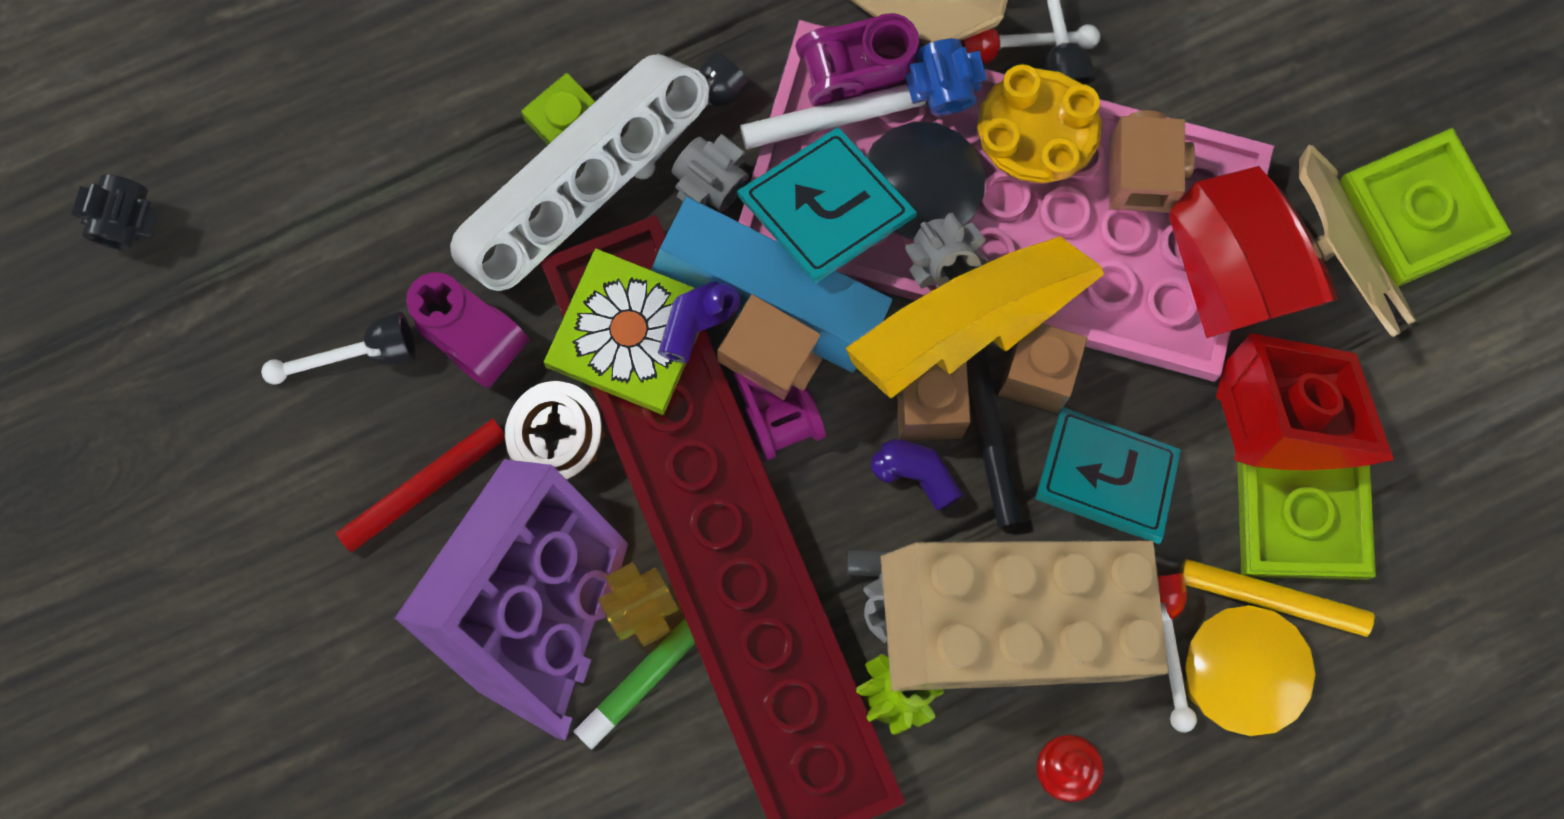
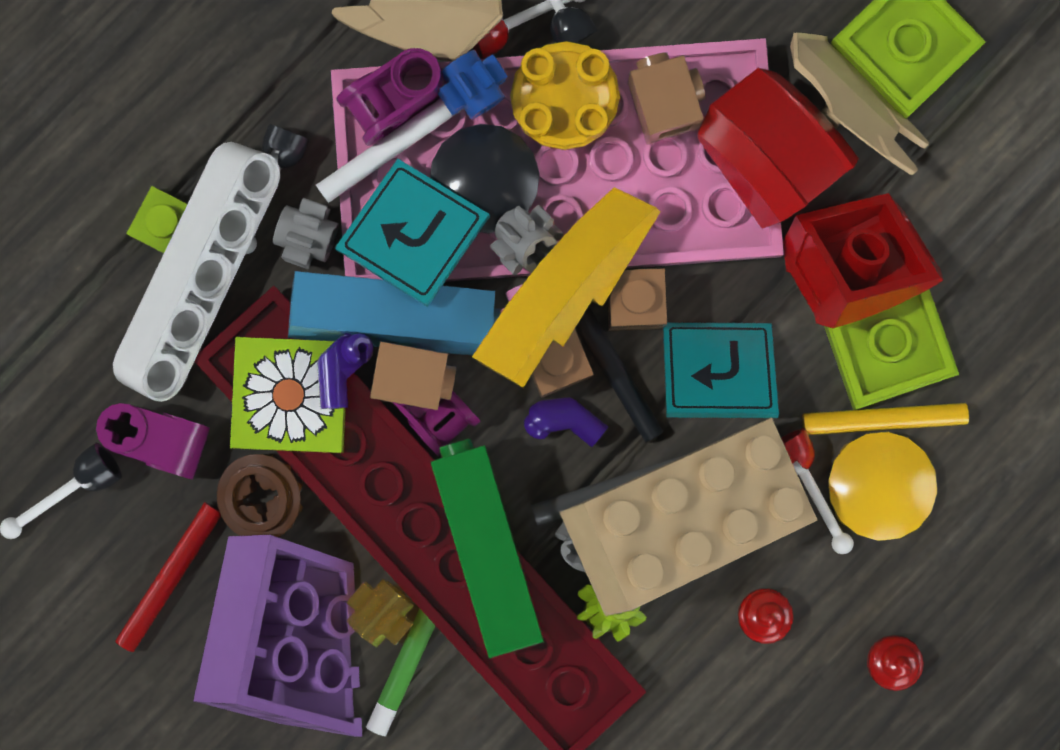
camera: 20 degrees left, 10 degrees up
(784, 570) = (486, 548): none -> green brick

